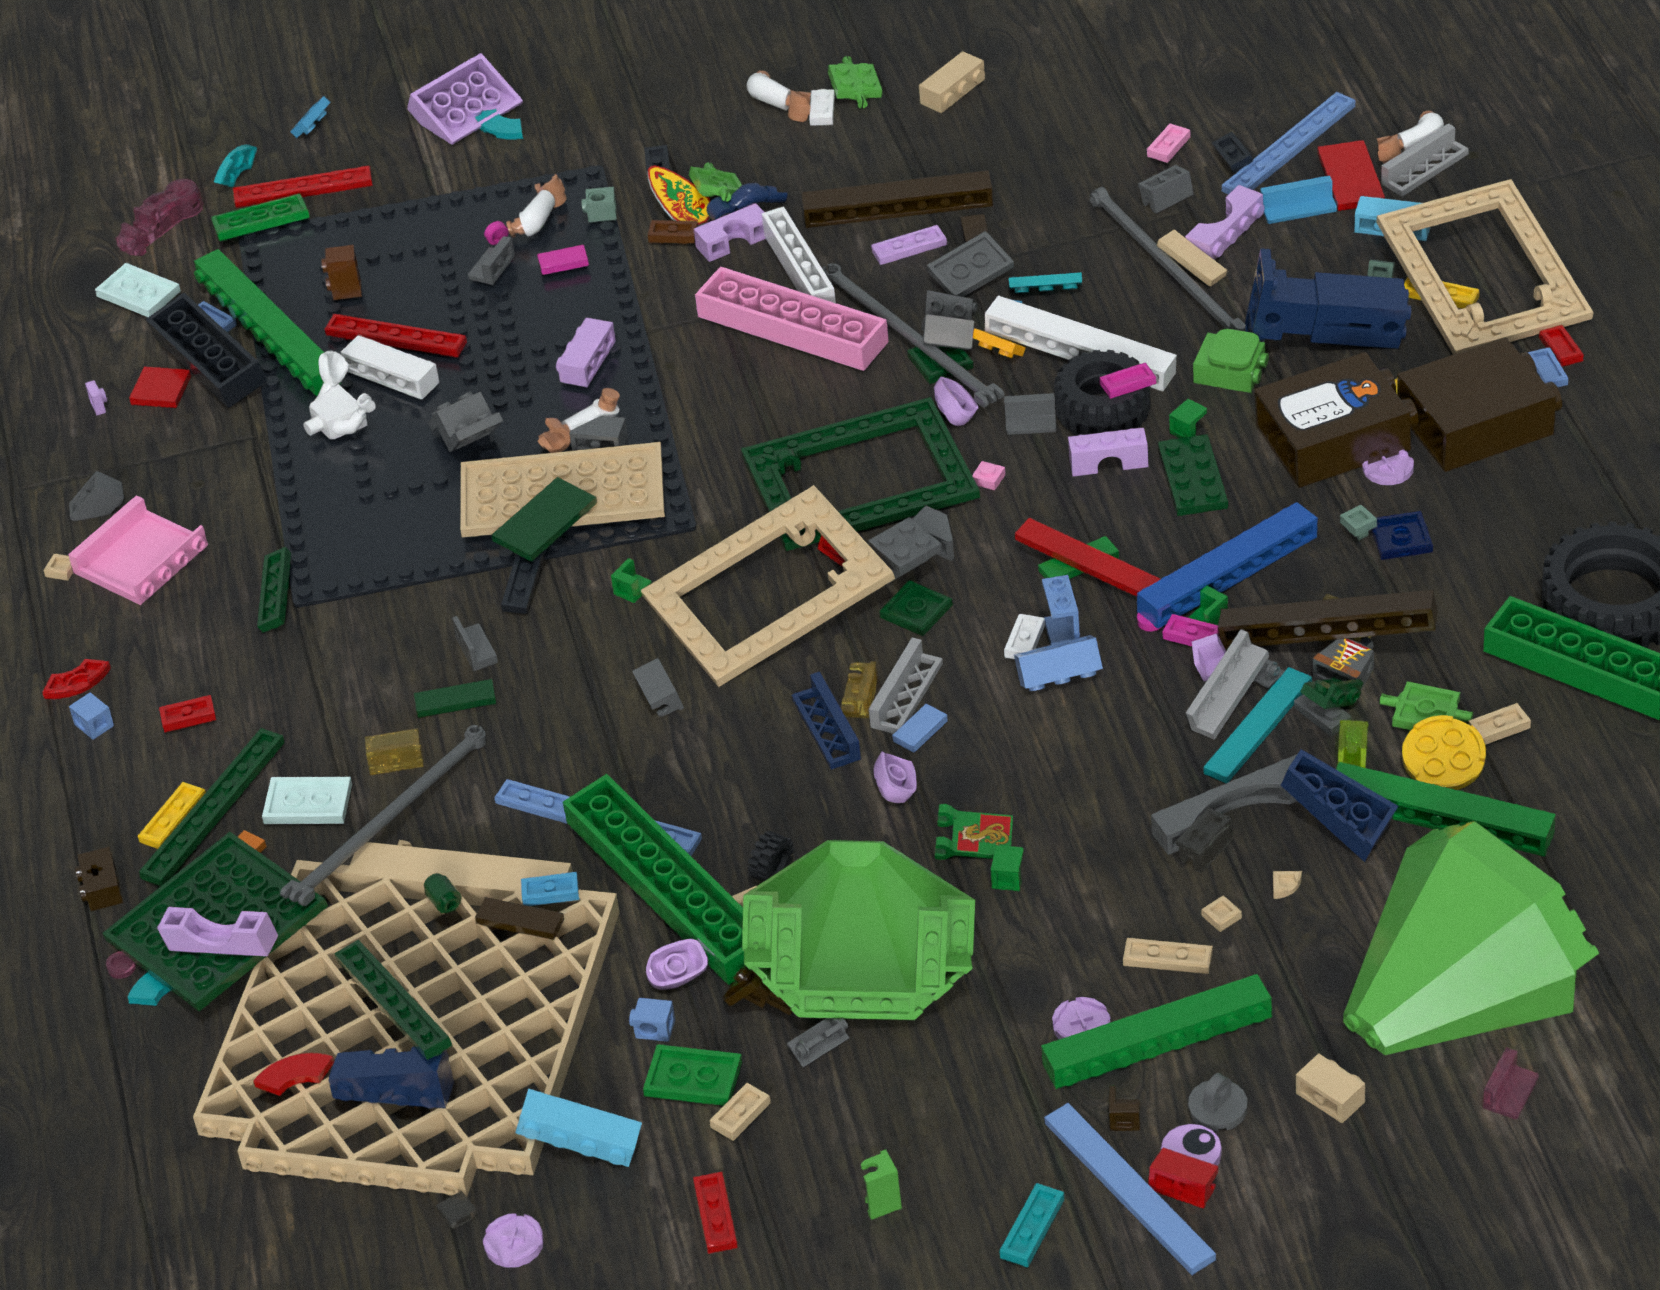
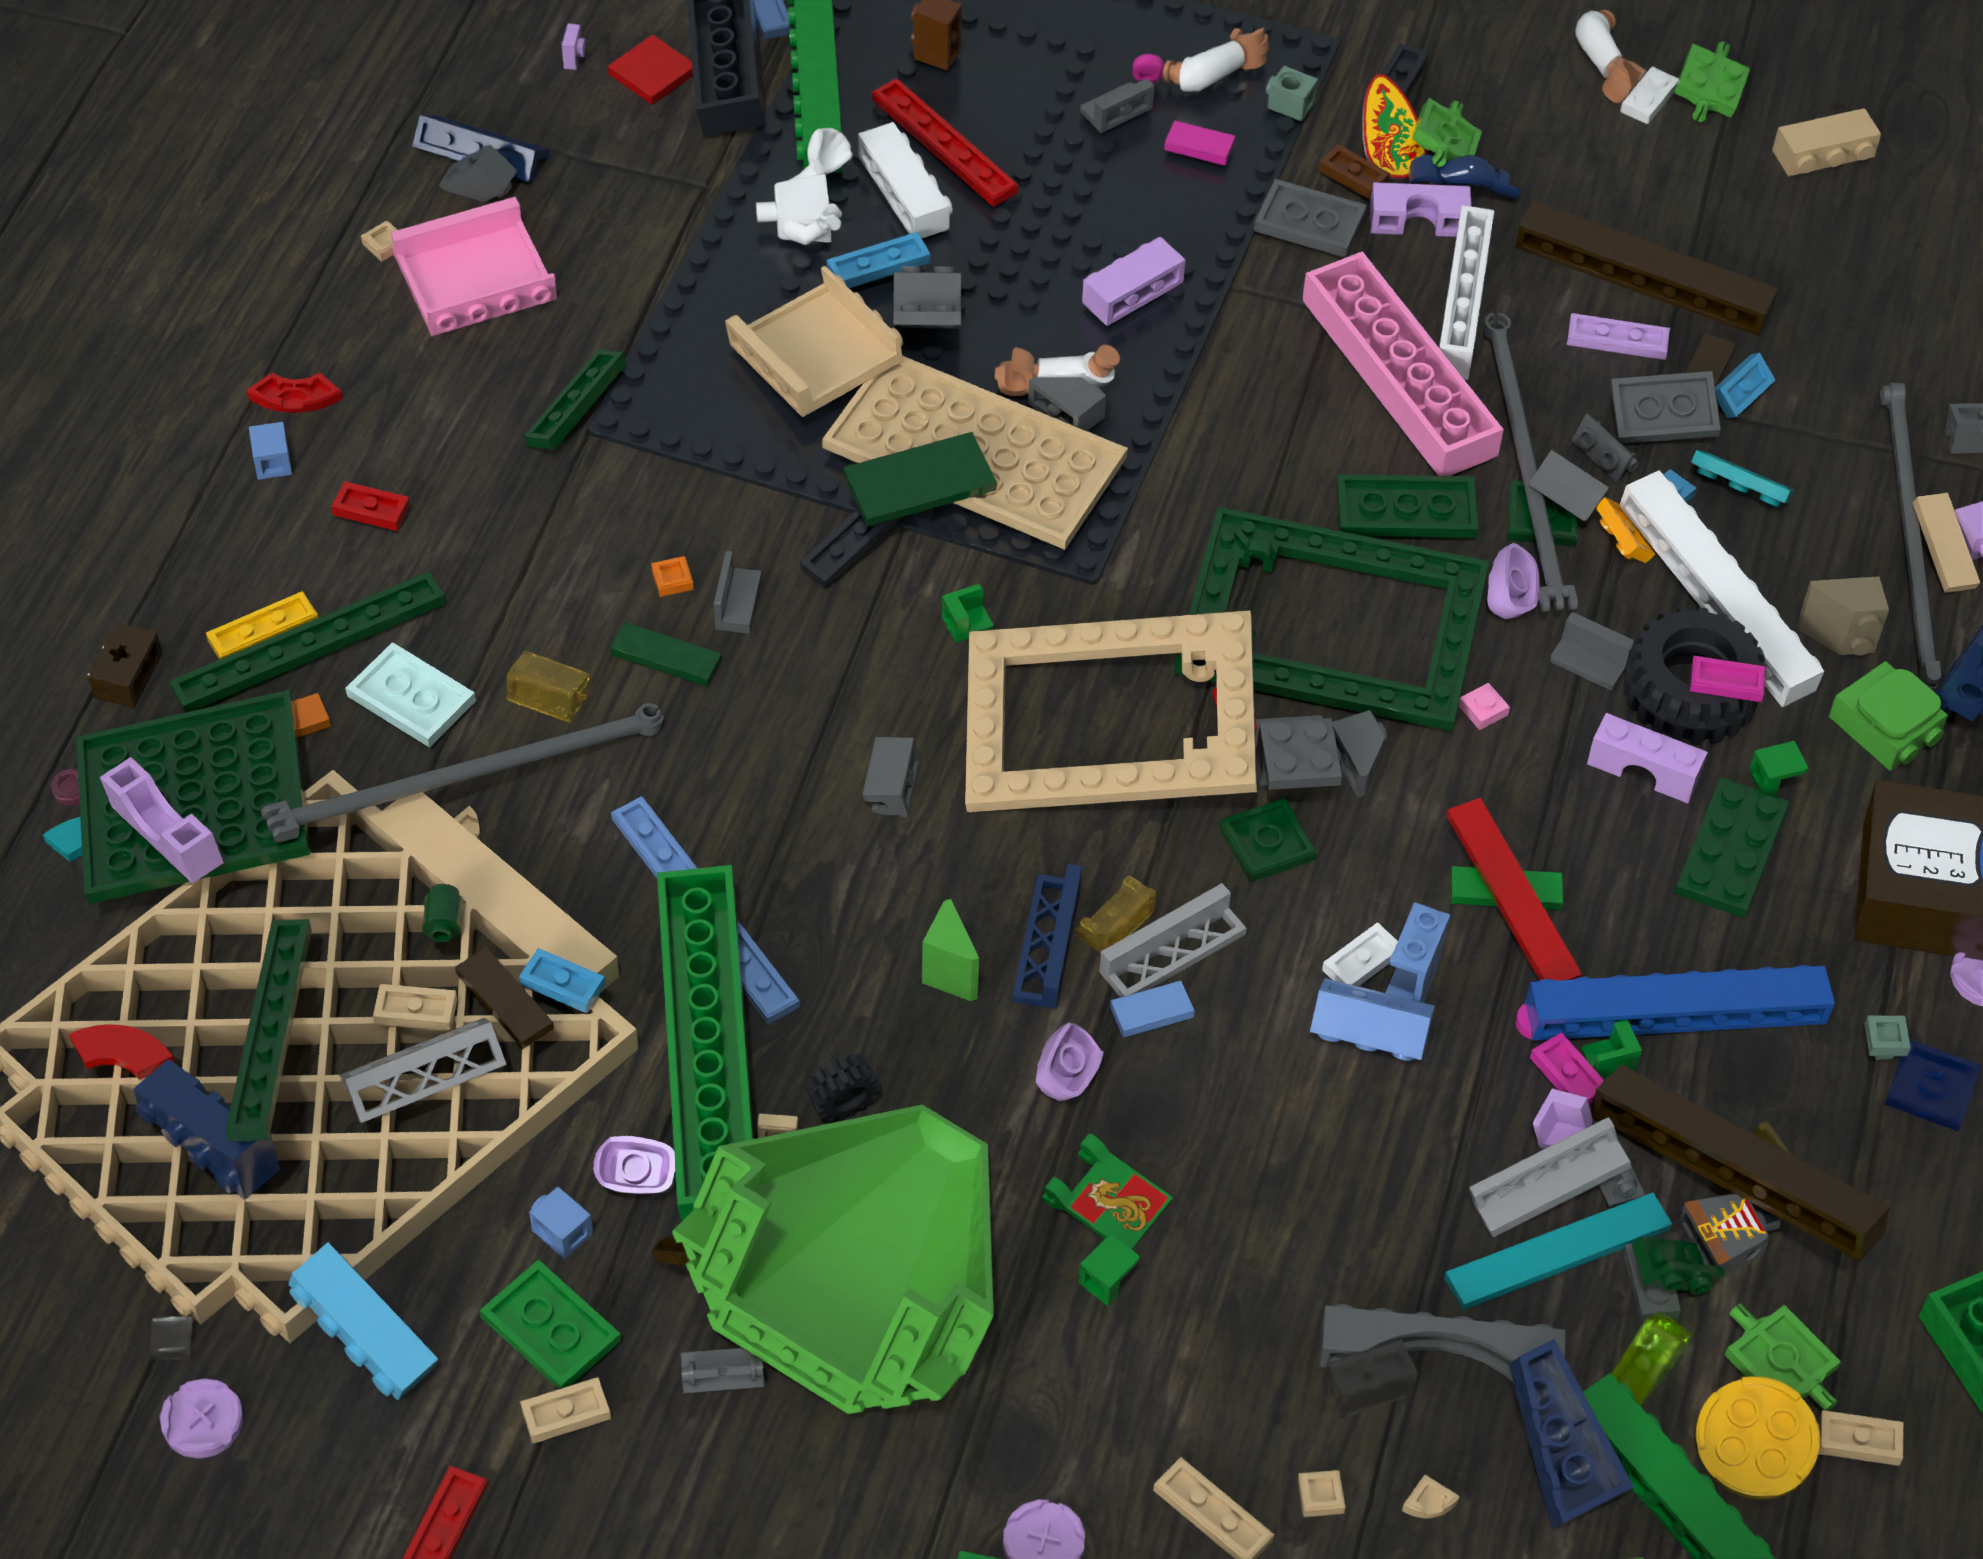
camera: 25 degrees right, 10 degrees up
(68, 485) = (460, 140): none -> fence
(410, 419) = (880, 260): none -> dark azure plate
(413, 479) = (818, 344): none -> tan panel
(421, 655) = (672, 576): none -> orange tile
(468, 950) = (415, 1007): none -> tan plate
(492, 975) = (418, 1055): none -> light grey fence
(666, 269) = (1310, 218): none -> dark grey plate
(781, 756) = (949, 955): none -> bright green slope
(856, 392) = (1407, 505): none -> dark green plate
(1007, 232) = (1743, 385): none -> dark azure plate
(1165, 320) = (1845, 614): none -> dark tan slope

